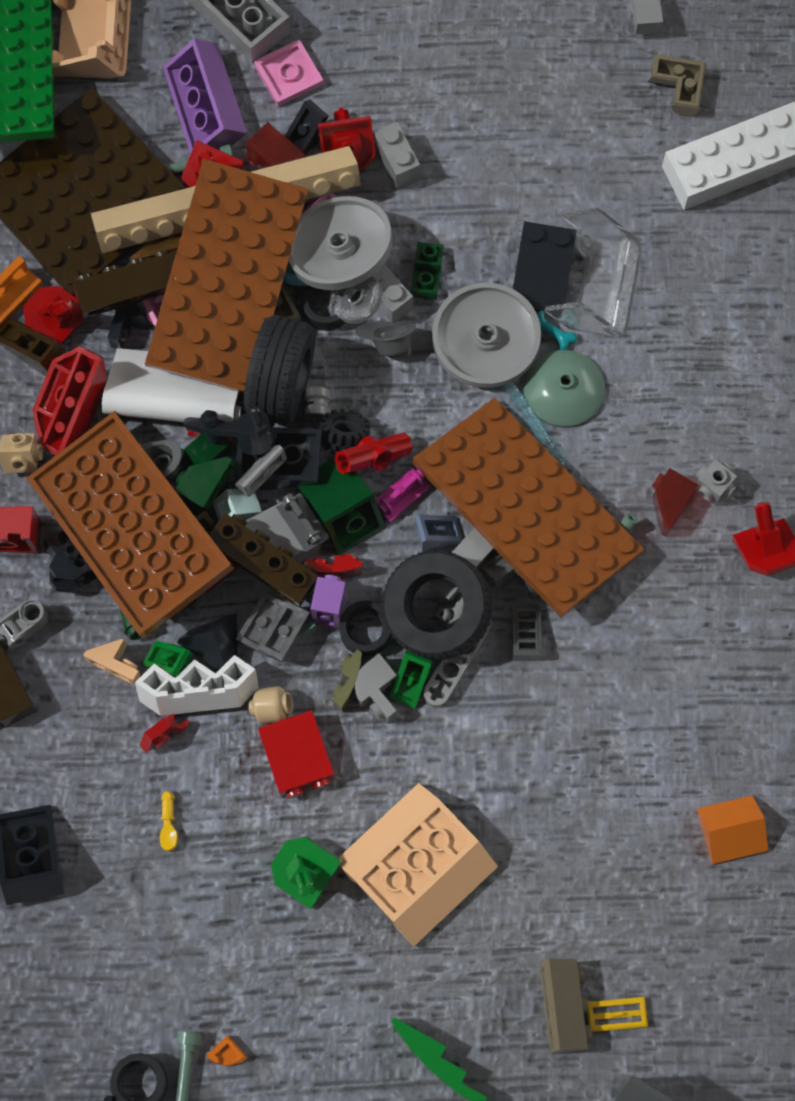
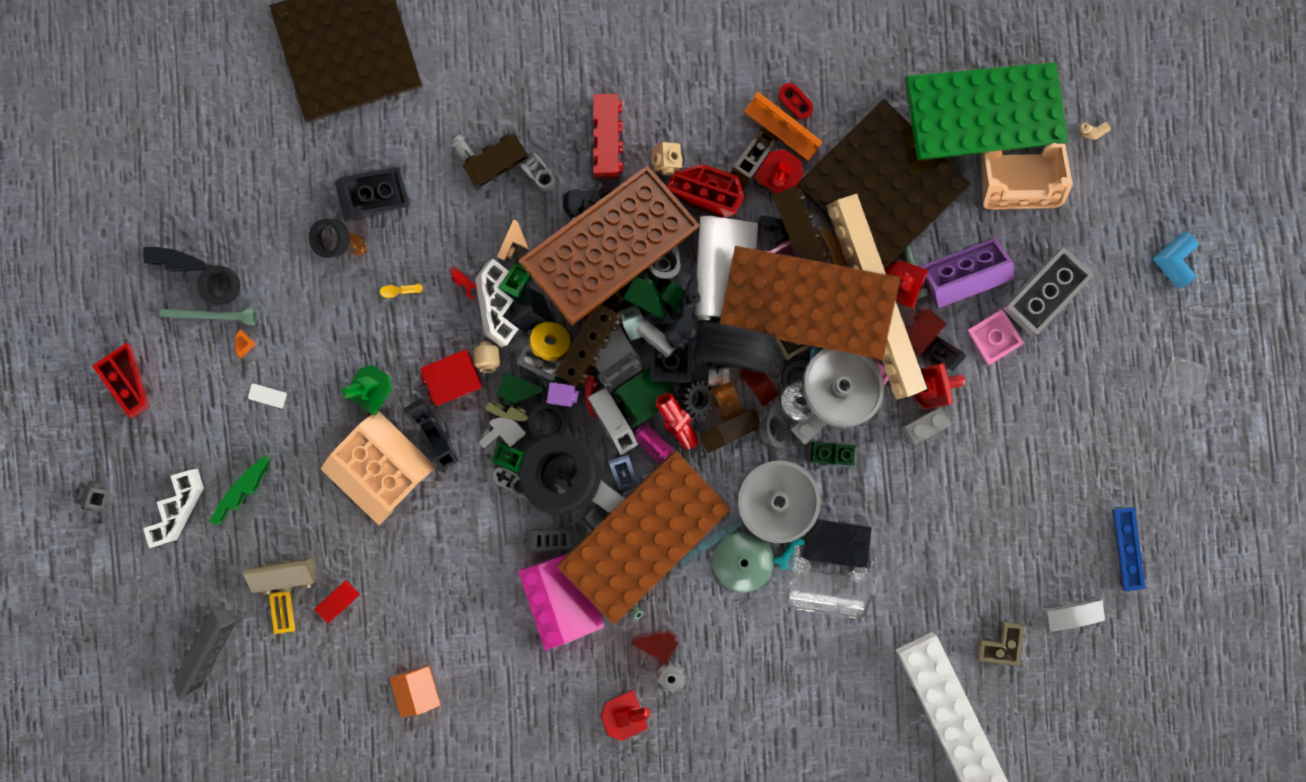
camera: 85 degrees right, 15 degrees up
(85, 937) = (315, 238): none -> black tyre
(94, 879) = (358, 244): none -> clear orange arm
(245, 607) = (555, 332): none -> yellow tile
(305, 1022) = (267, 395): none -> white sticker
(317, 667) = (516, 389): none -> dark green slope
(331, 354) = (759, 385): none -> clear red slope
(350, 393) = (728, 401): none -> clear orange slope
(371, 536) = (612, 421): none -> light grey slope
(374, 782) = (432, 434): none -> black arch
(391, 396) = (730, 431): none -> dark brown slope
(604, 931) = (337, 601): none -> red slope
(612, 625) = (557, 604): none -> dark pink slope

